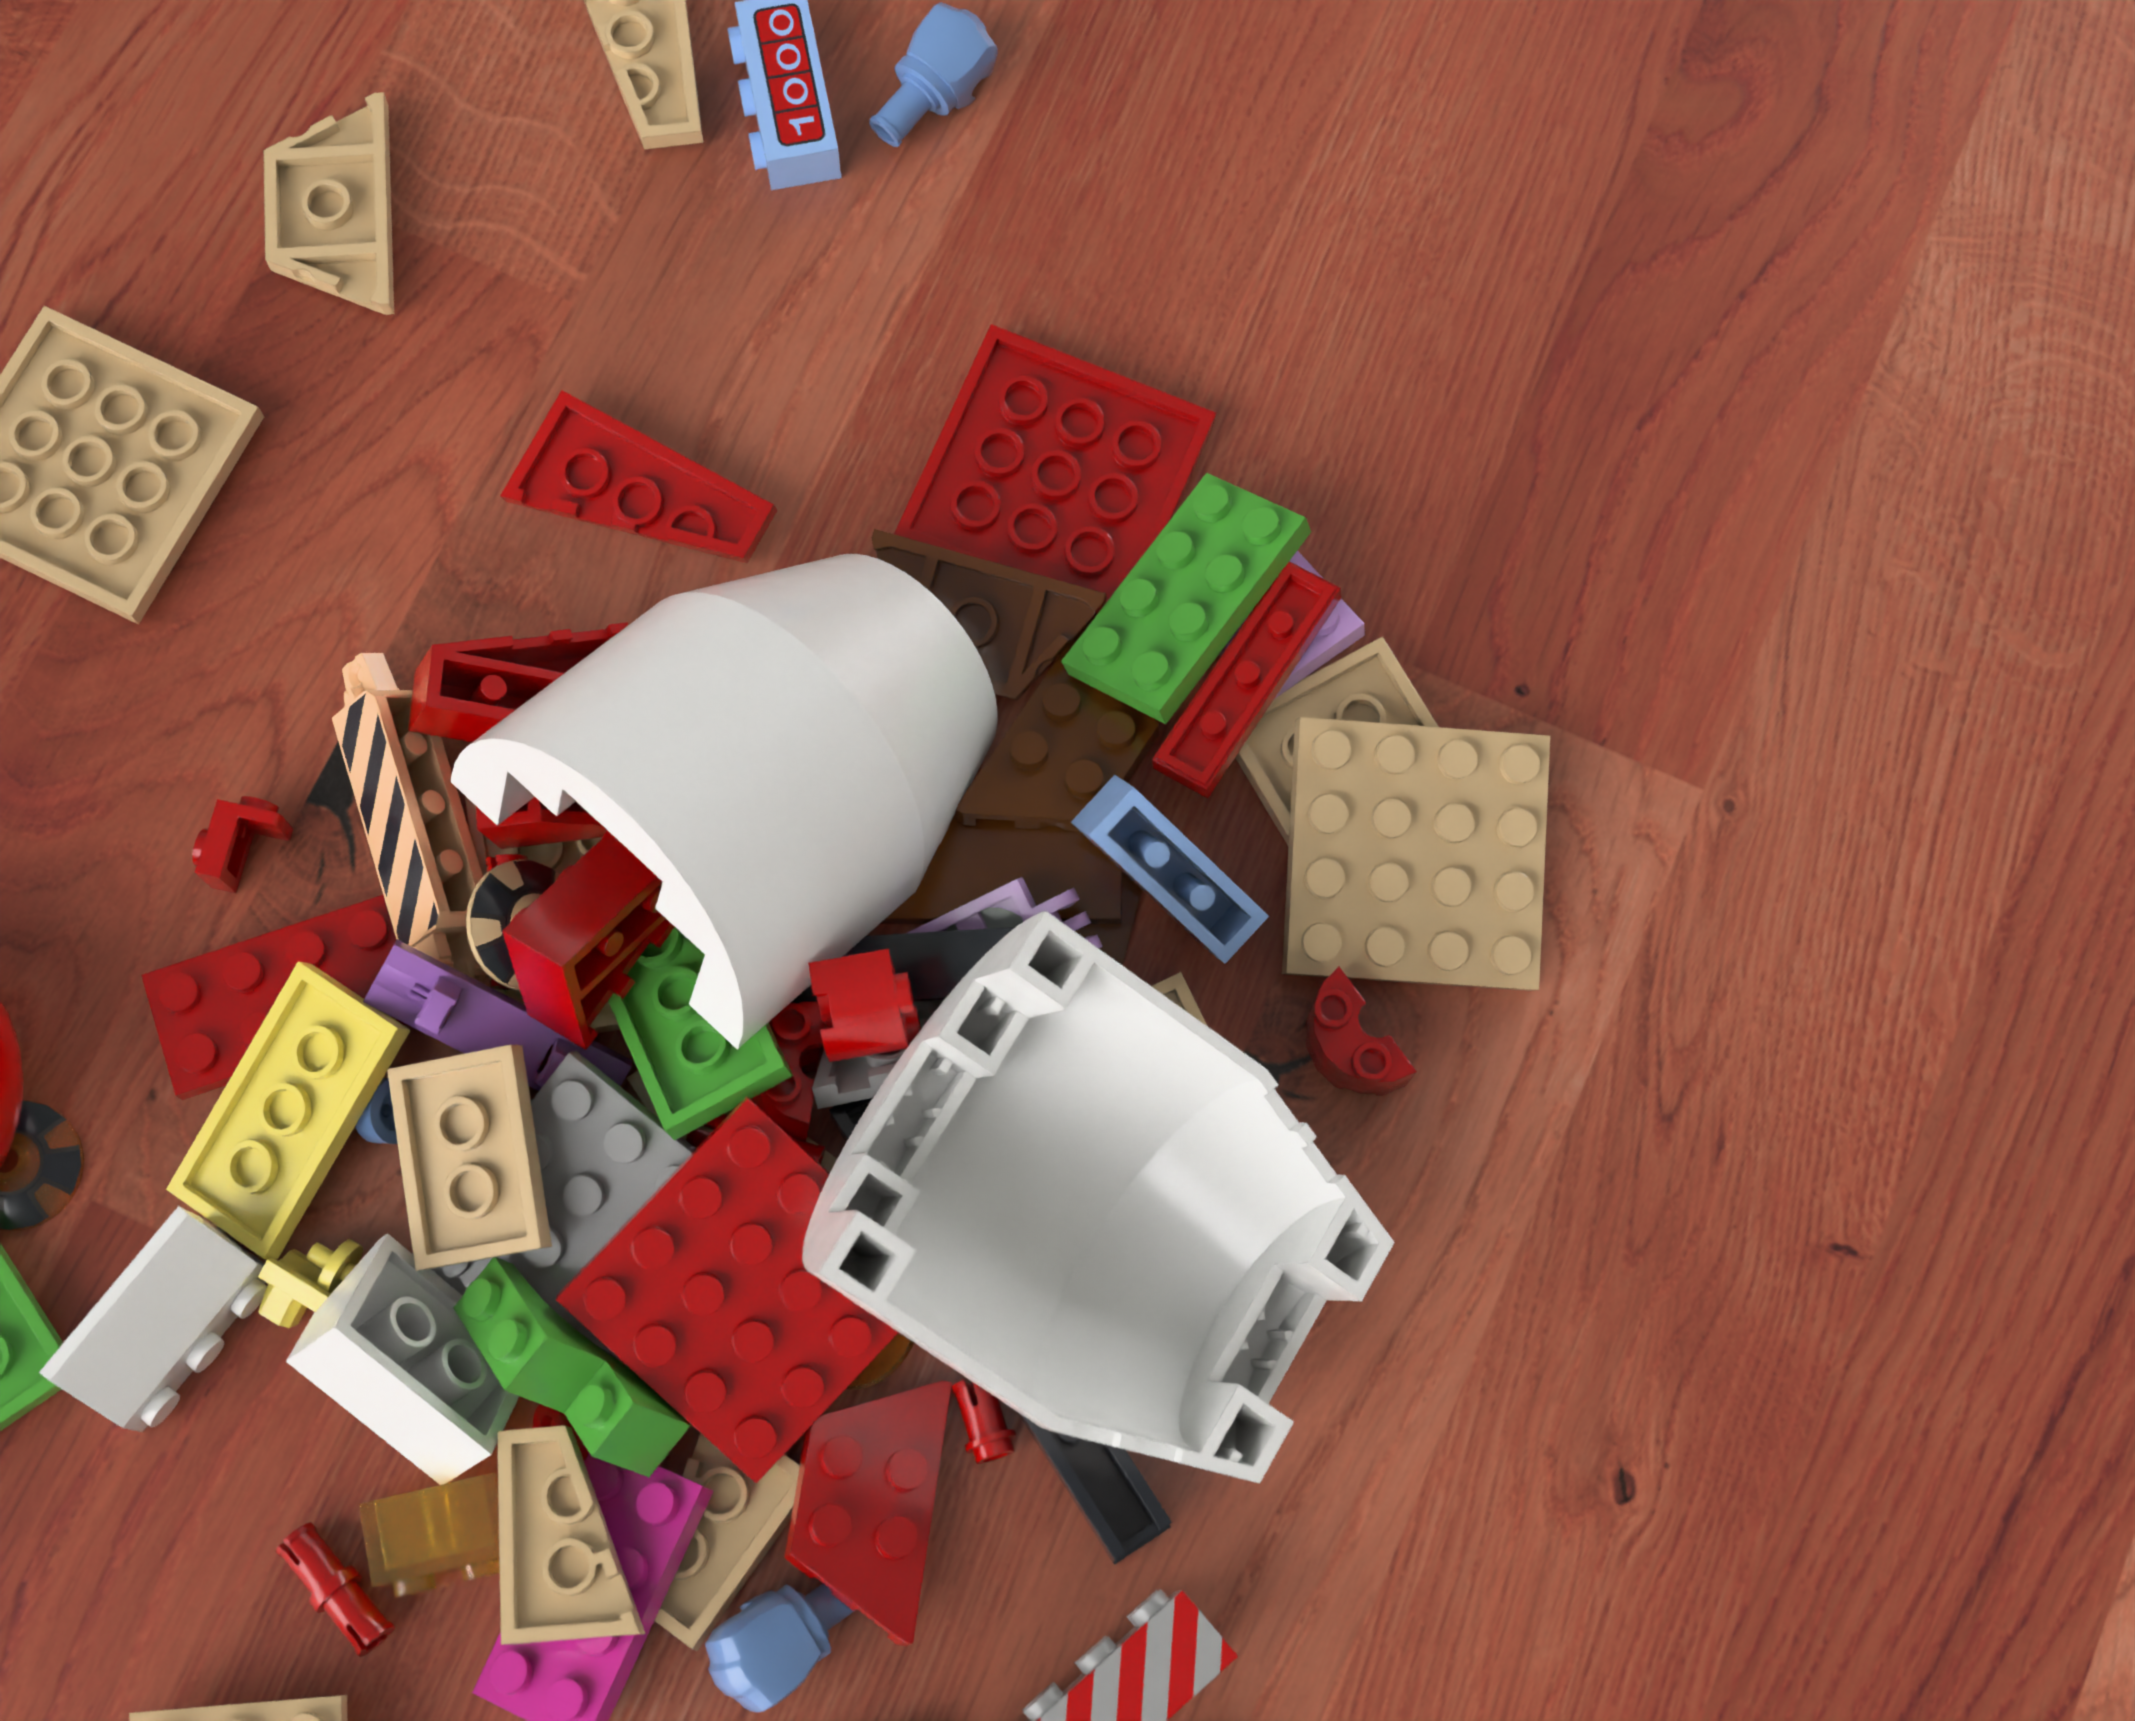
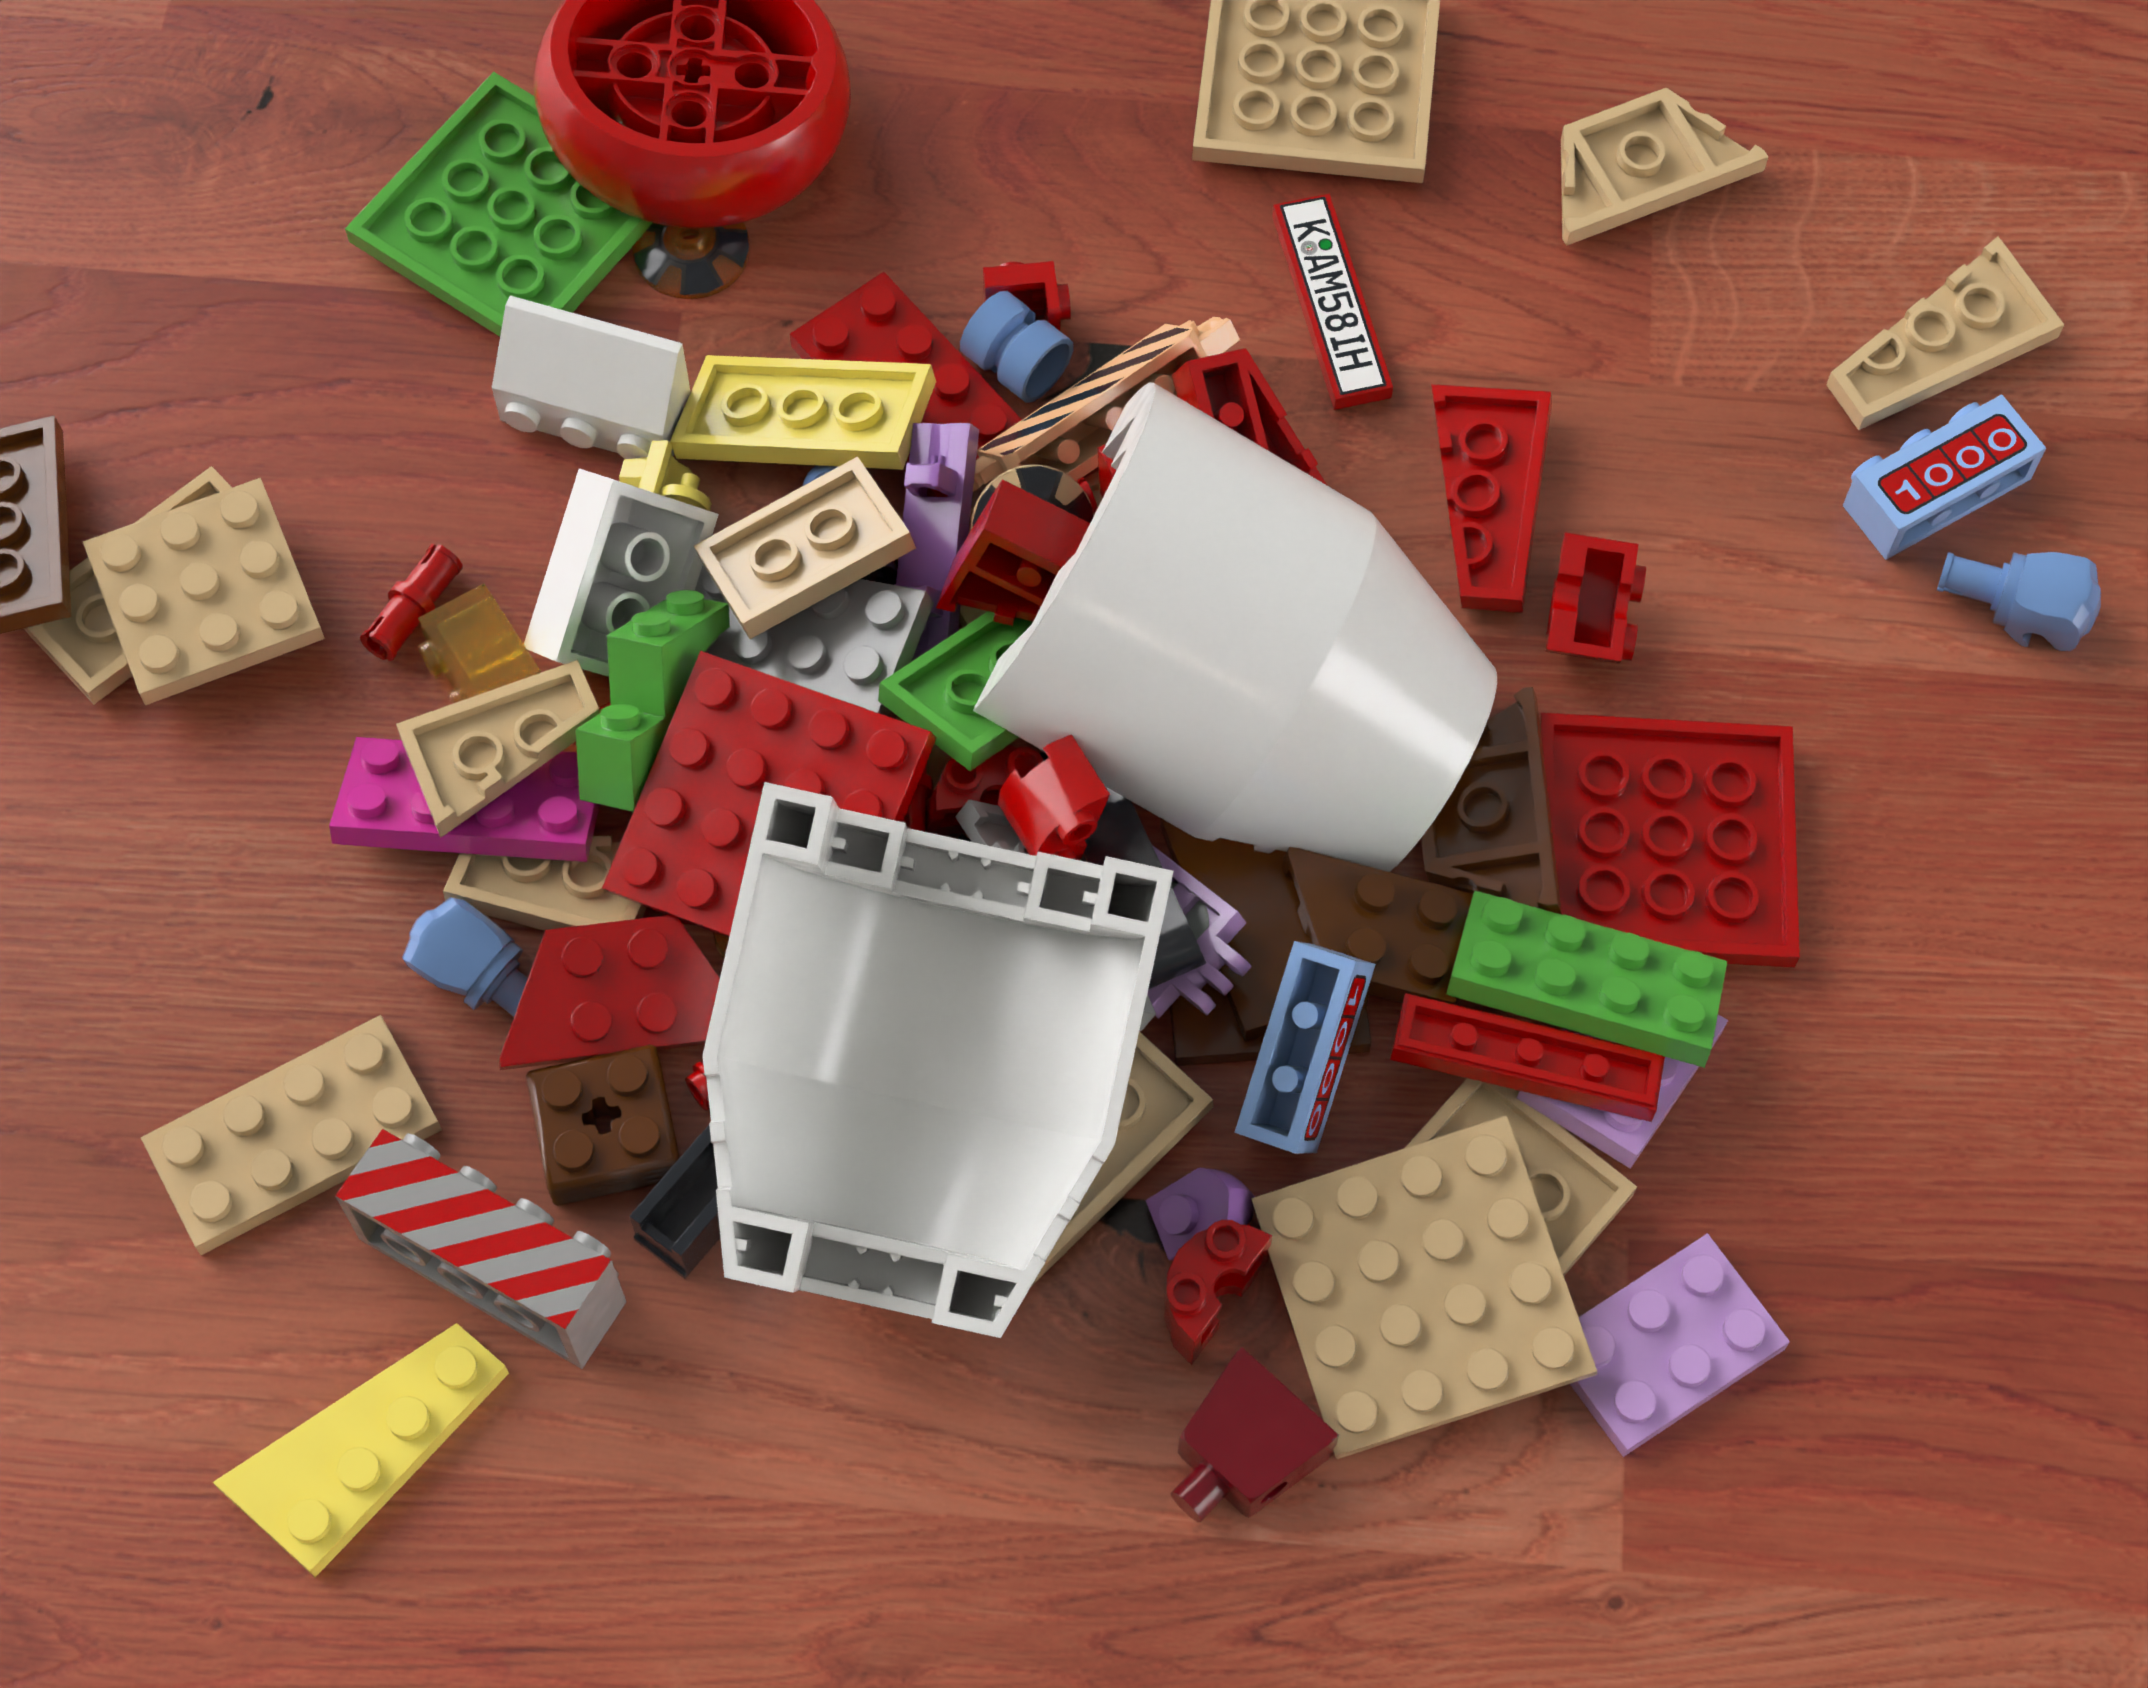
camera: 75 degrees right, 10 degrees down
(294, 872) = (1016, 346): none -> medium blue wheel
(361, 552) = (1332, 302): none -> tile
(797, 445) = (1593, 599): none -> red cylinder
(959, 1587) = (565, 1111): none -> reddish brown brick
(1277, 1022) = (1196, 1204): none -> medium lavender plate
(1505, 1060) = (1248, 1442): none -> dark red torso
(1524, 663) = (1672, 1344): none -> lavender plate

